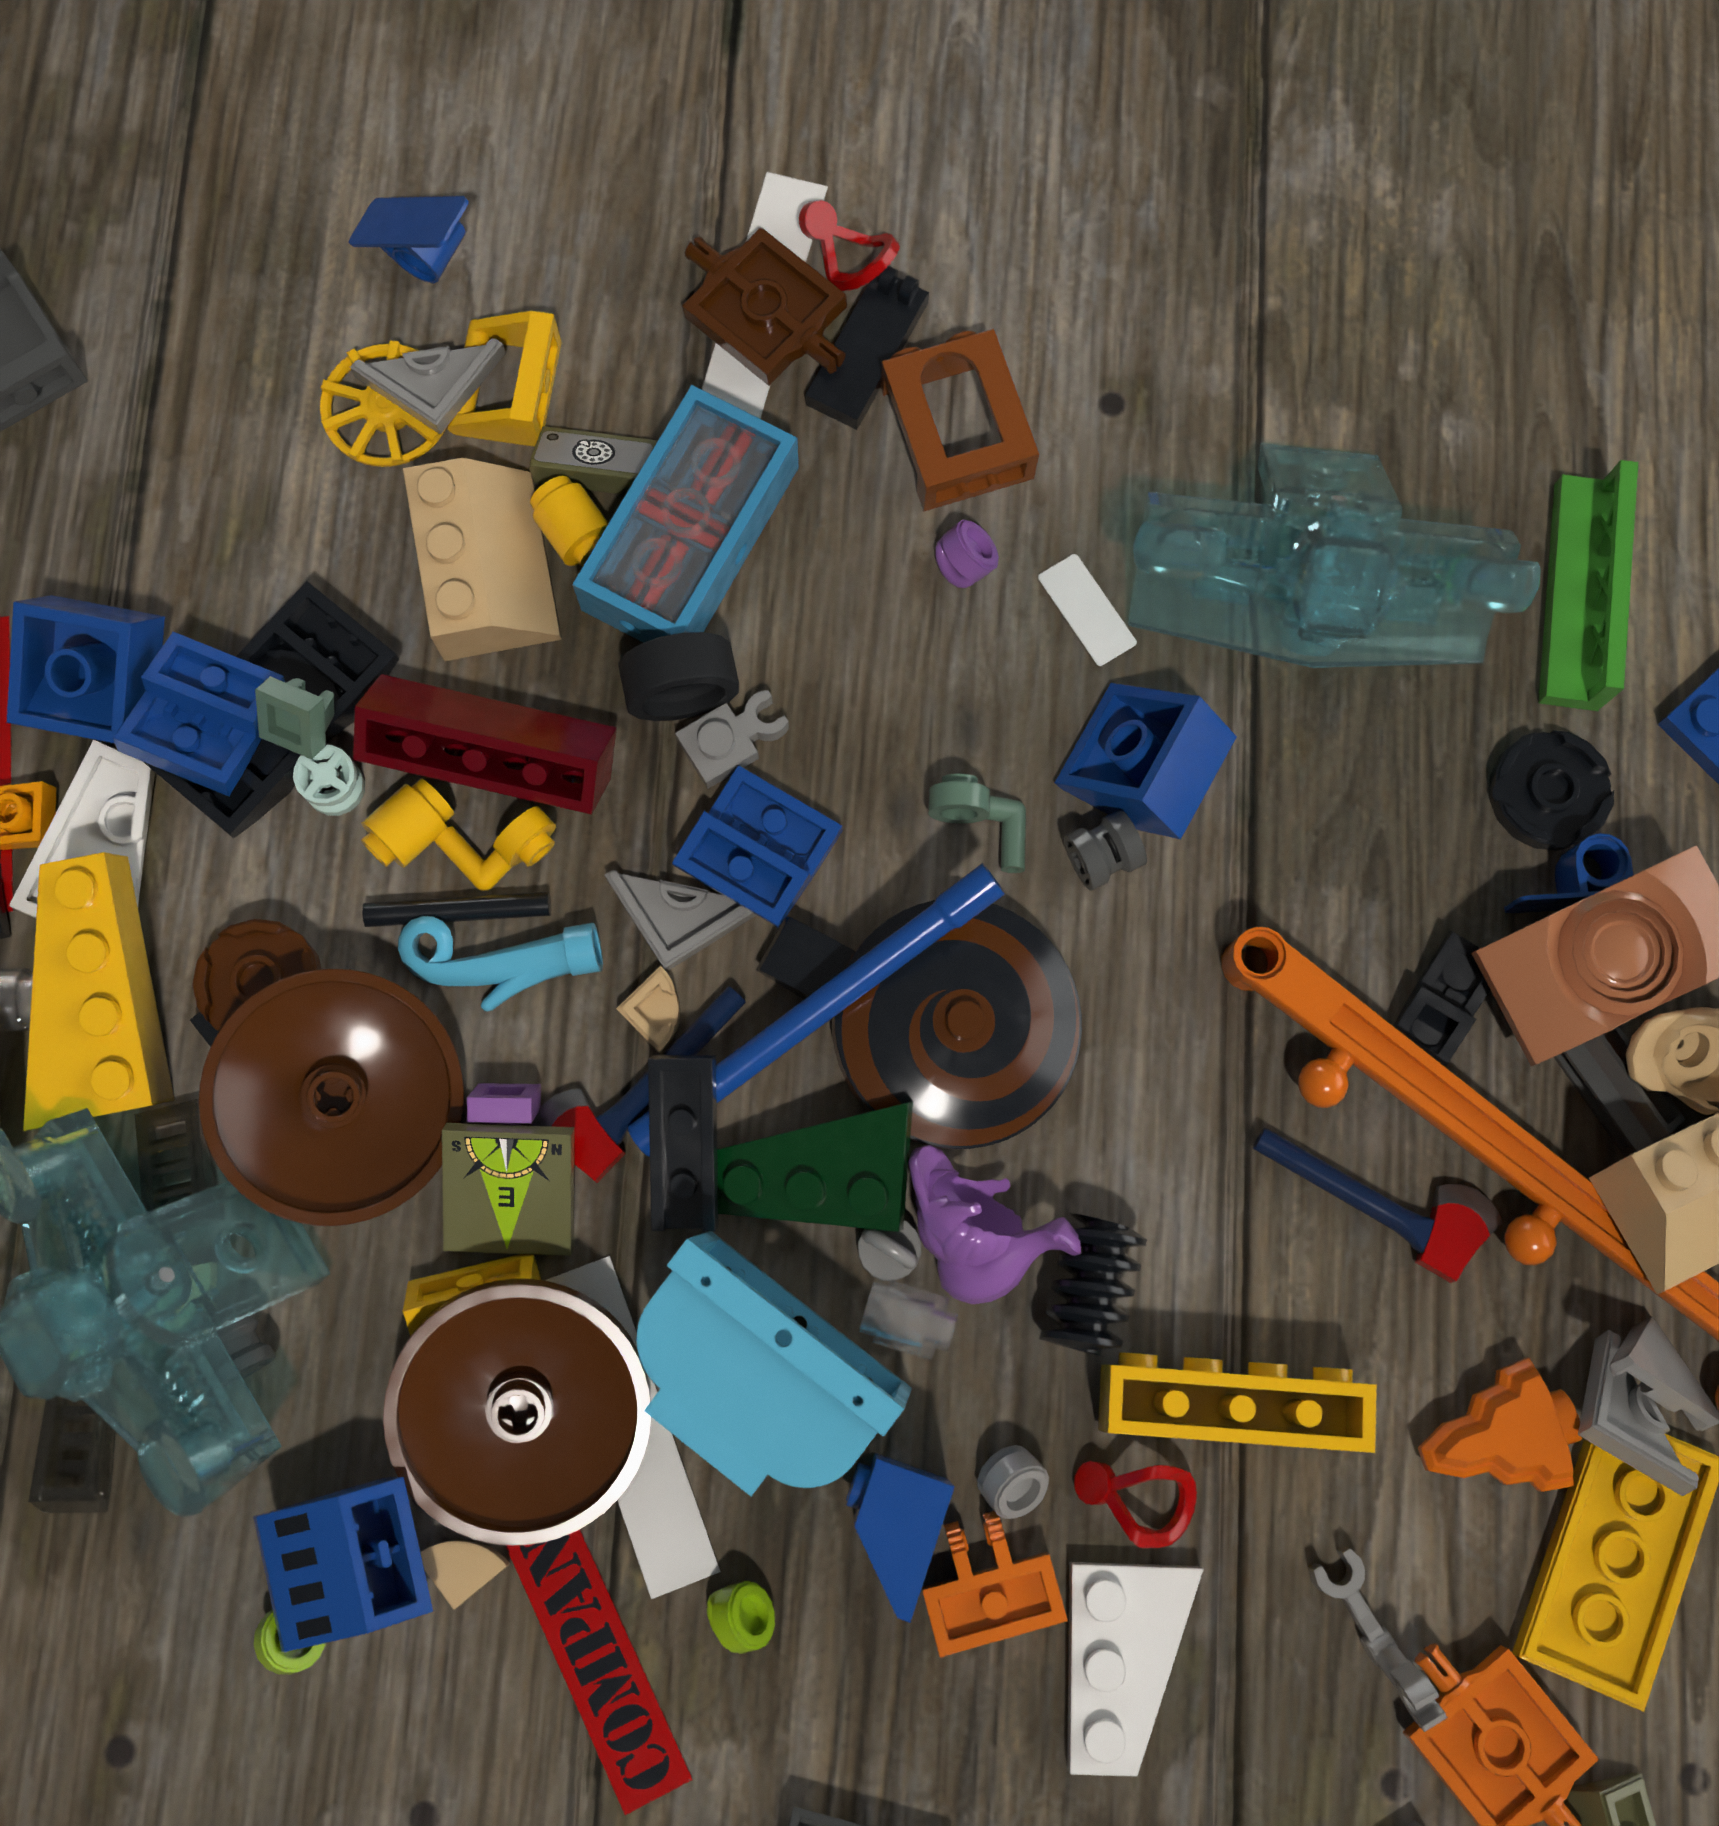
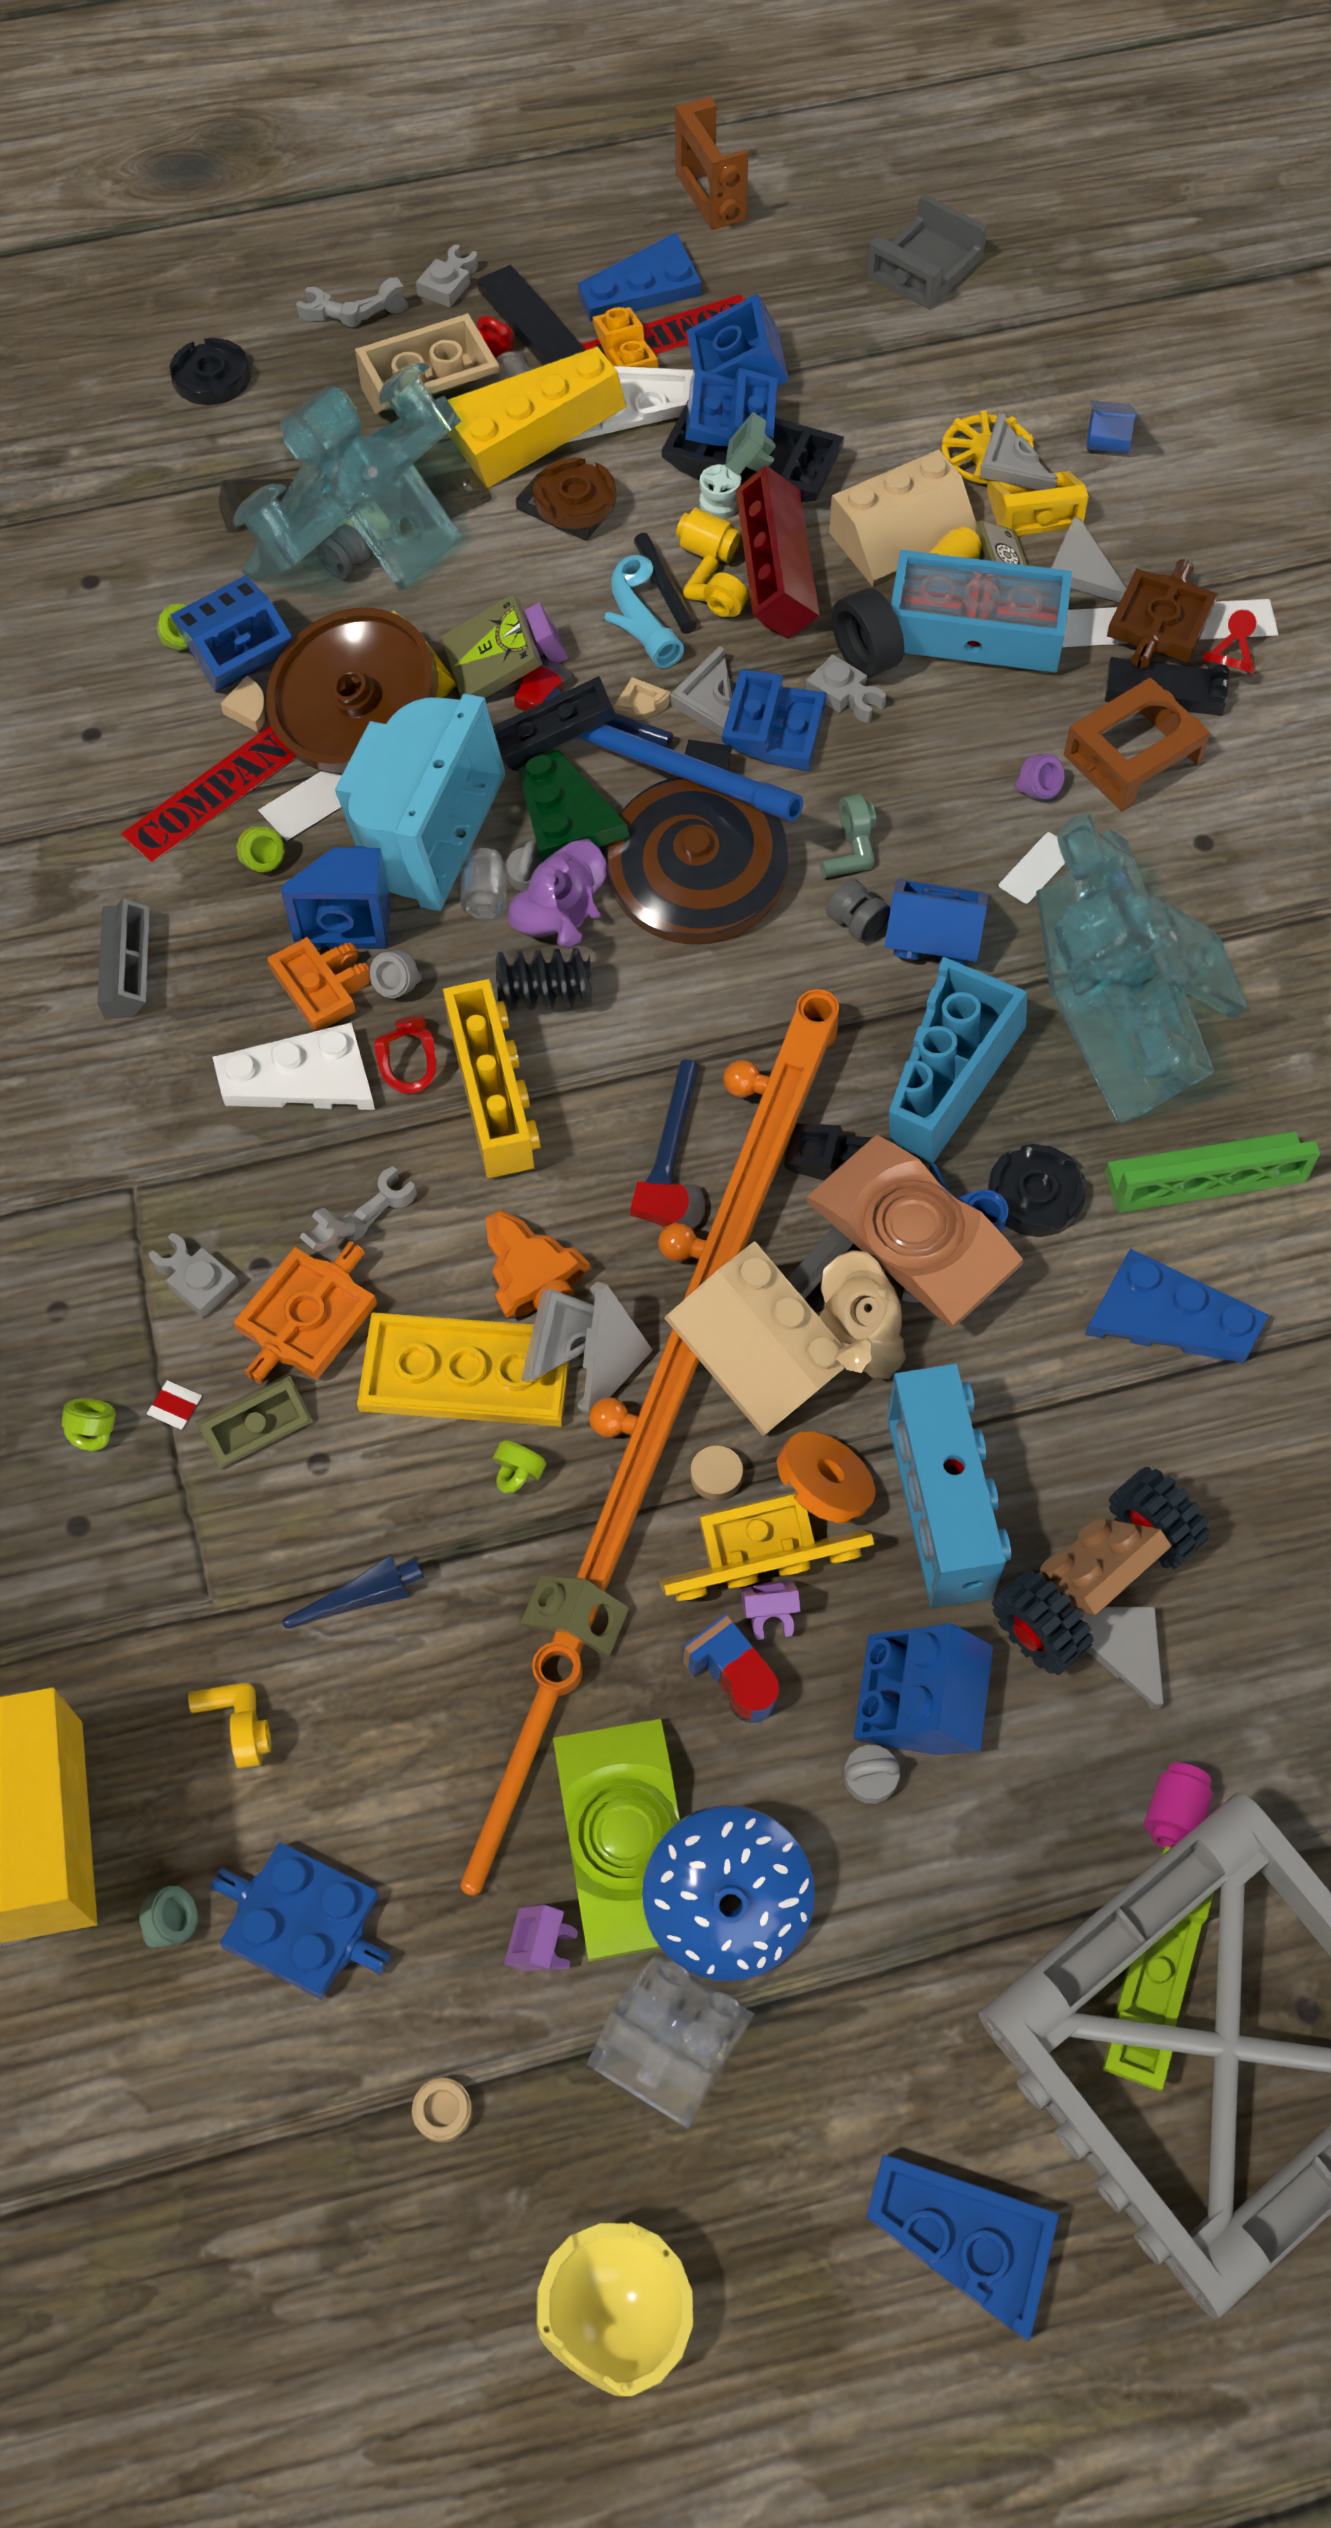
camera: 75 degrees right, 15 degrees down
(330, 1097) = (516, 533): reddish brown dish -> none
(634, 367) = (1088, 564): none -> light grey tile
(1368, 815) = (955, 1053): none -> dark azure wedge

